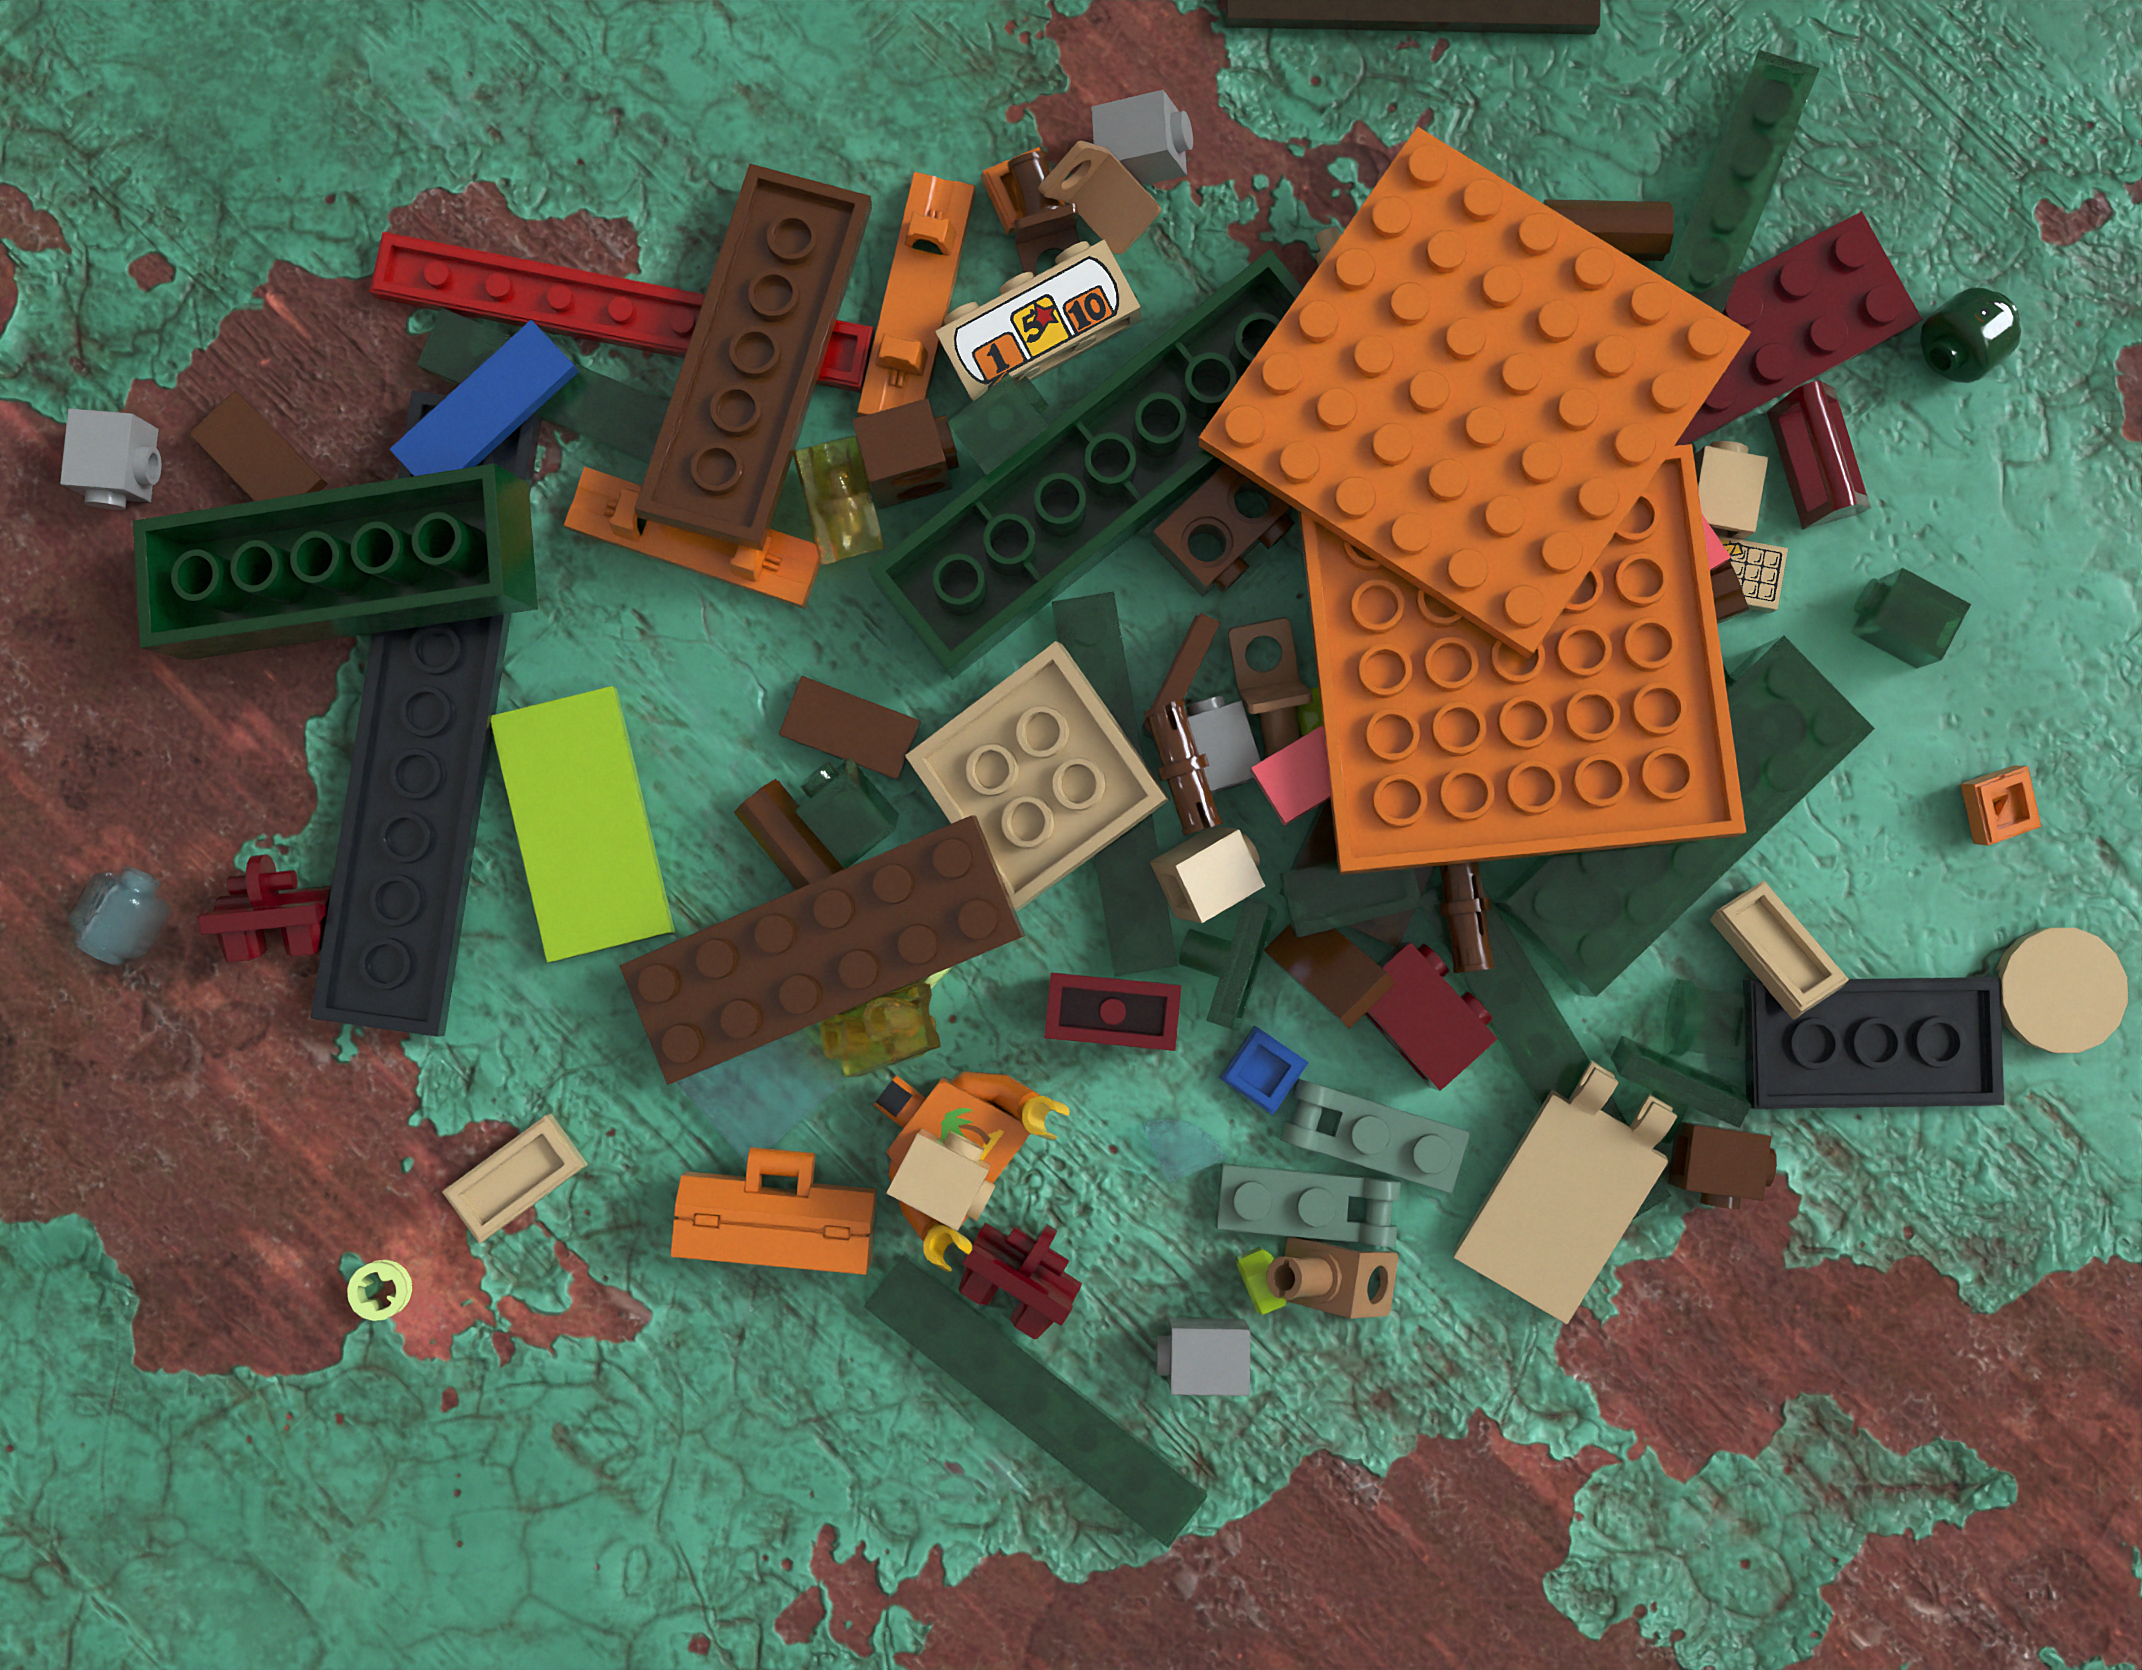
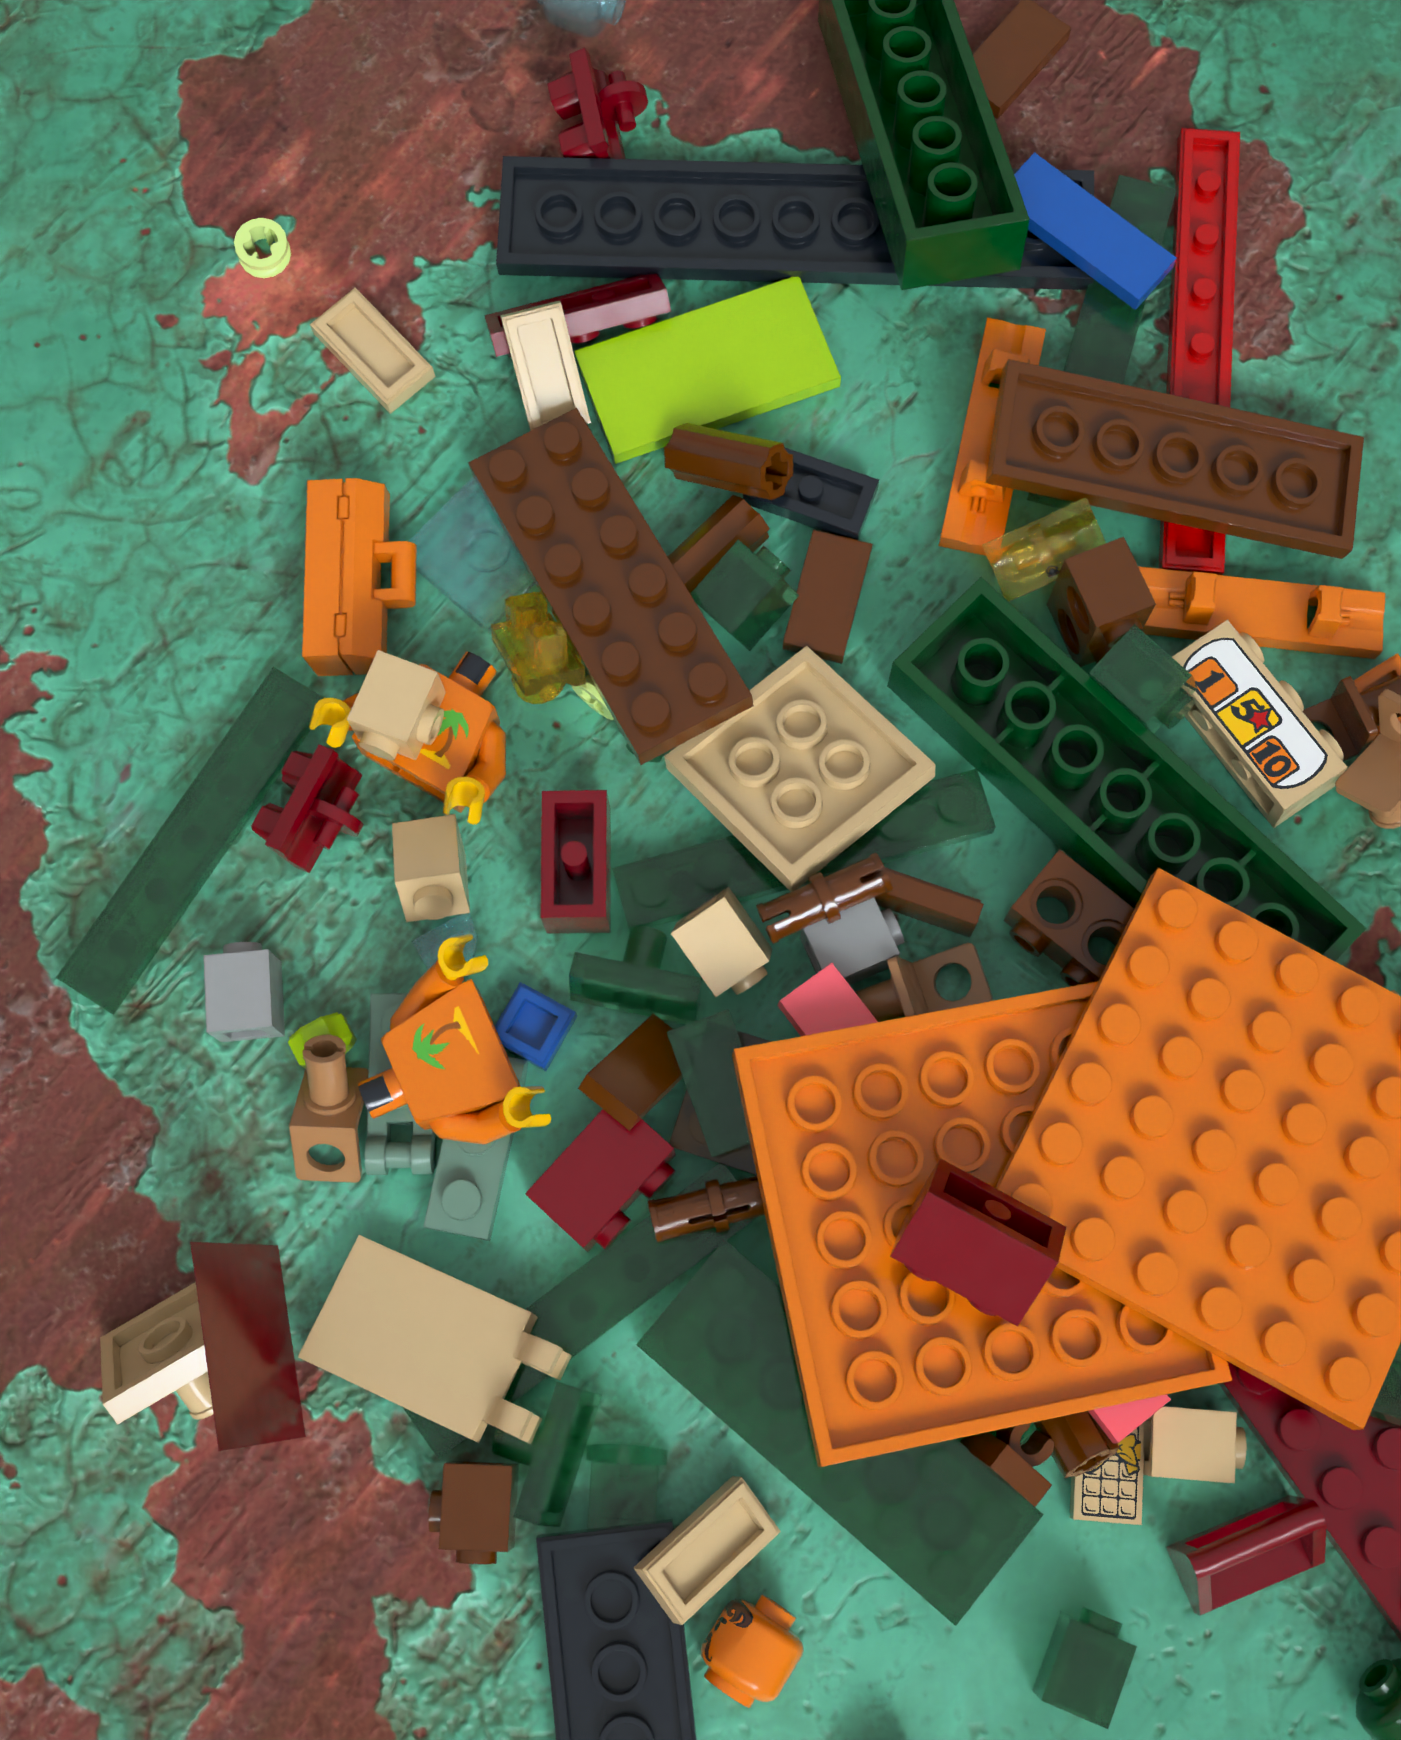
camera: 90 degrees right, 10 degrees down
(506, 955) = (625, 302): none -> dark red plate
(566, 994) = (544, 363): none -> tile
(700, 812) = (729, 461): none -> reddish brown axle
(736, 731) = (823, 497): none -> black plate
(1102, 1158) = (430, 868): none -> tan brick
(1308, 1151) = (451, 1059): none -> orange torso
(1554, 1447) = (155, 1357): none -> tan tile
(1561, 658) = (979, 1243): none -> dark red brick
(1565, 1370) = (247, 1344): none -> dark red sticker
(1742, 655) = (1013, 1461): none -> reddish brown tile
(1868, 918) = (752, 1650): none -> orange head

